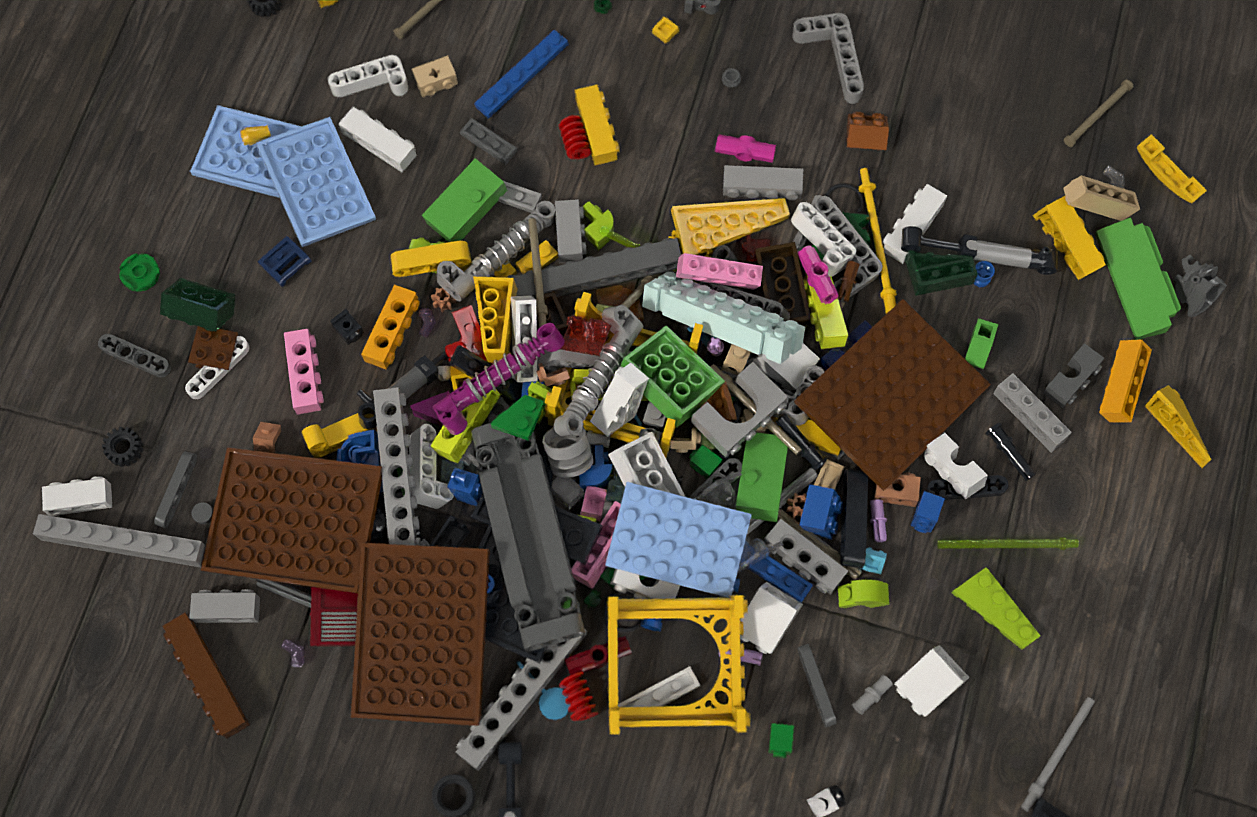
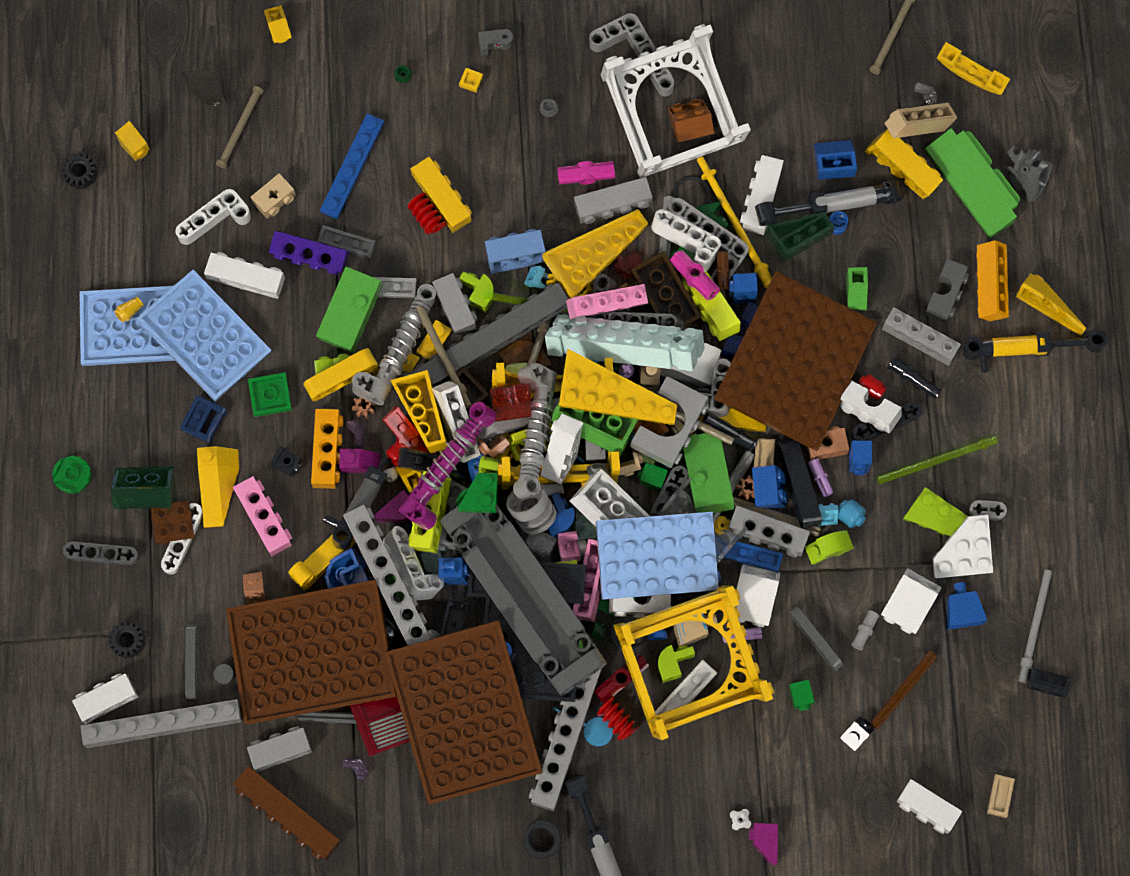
camera: 20 degrees left, 5 degrees up
(275, 314) = (217, 477): none -> yellow wedge
(357, 258) = (269, 394): none -> green plate
(413, 347) = (357, 460): none -> magenta slope
(425, 119) = (282, 240): none -> dark purple brick
(646, 197) = (515, 251): none -> medium blue brick
(654, 653) = (668, 662): none -> lime brick
(659, 229) = (534, 277): none -> medium azure tile
(681, 354) = (600, 390): none -> yellow wing
(688, 632) = (691, 631): none -> tan torso
(756, 530) = (721, 520): none -> yellow plate
(863, 305) = (743, 288): none -> blue brick
(892, 772) = (903, 690): none -> reddish brown axle
(898, 60) = (699, 46): none -> white arch
(898, 568) = (851, 513): none -> dark azure head
(967, 448) = (873, 385): none -> red brick
(986, 708) = (964, 608): none -> blue torso
(1000, 213) = (835, 160): none -> blue slope
(1008, 647) = (966, 550): none -> white plate
(1044, 618) = (989, 505): none -> light grey beam
(1154, 461) = (1026, 345): none -> black piece

